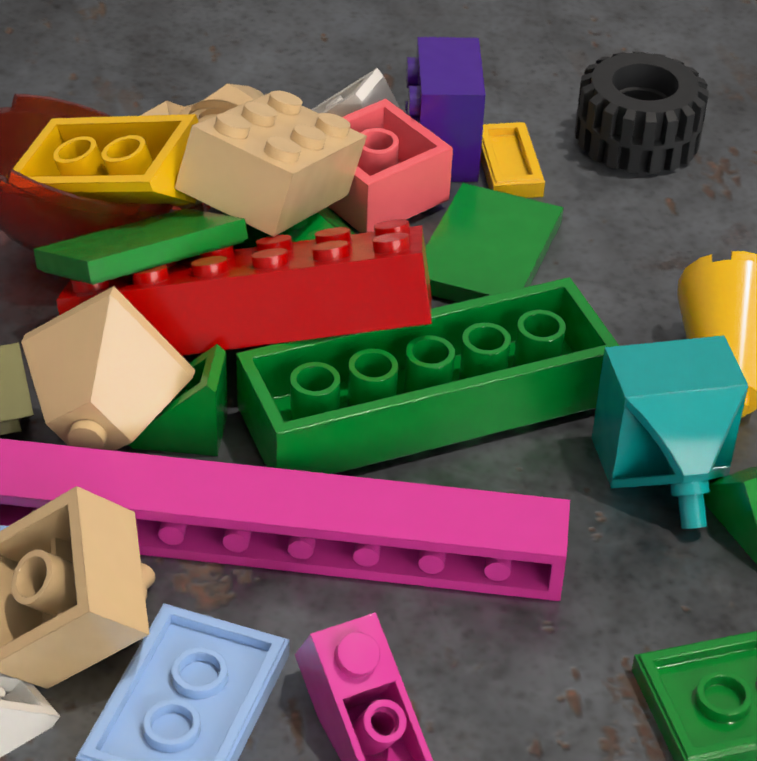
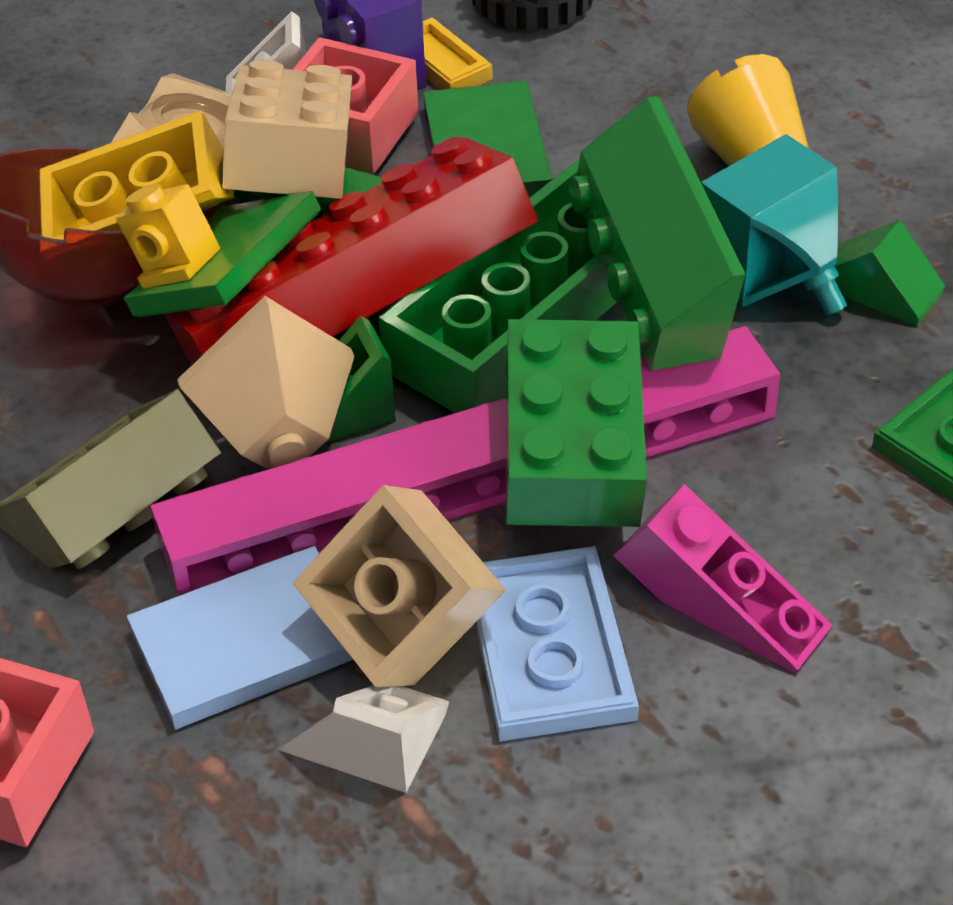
camera: 25 degrees left, 5 degrees up
(88, 205) = (167, 234): none -> yellow brick
(319, 513) = (574, 423): none -> green brick
(510, 385) = (658, 238): none -> green slope

